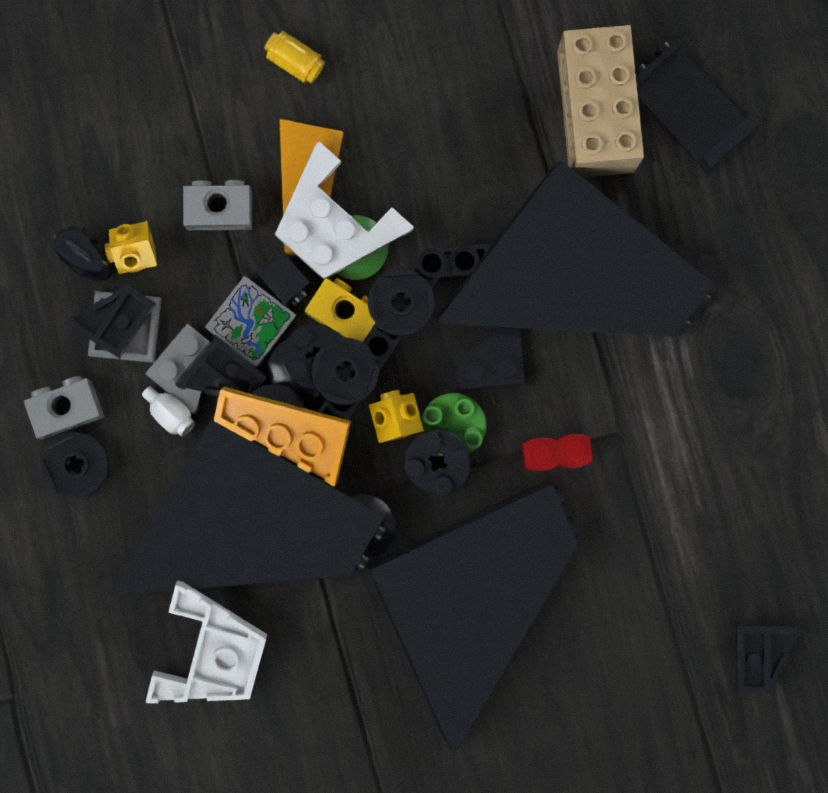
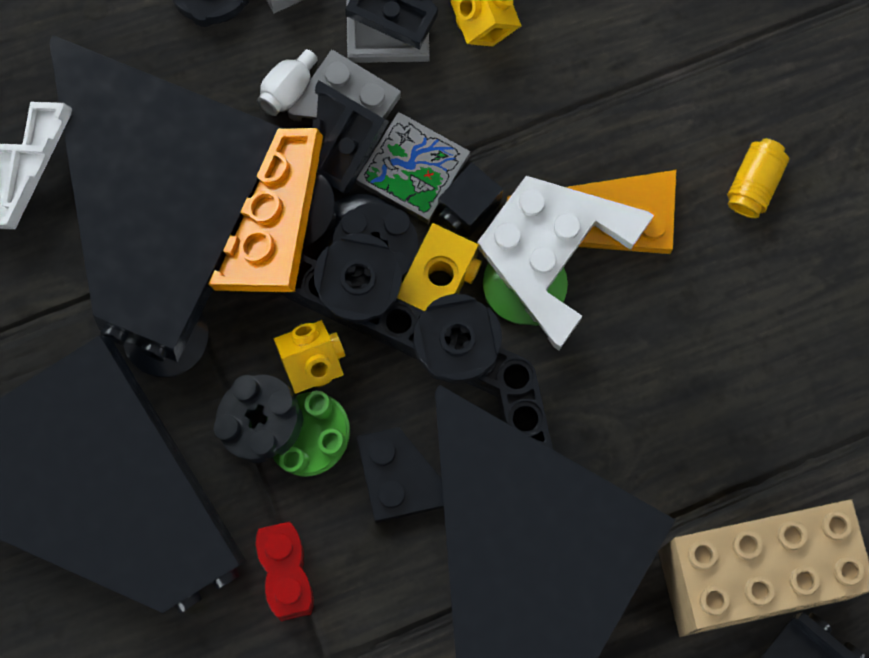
camera: 80 degrees right, 10 degrees down
(197, 203) = (546, 131): light grey brick -> none

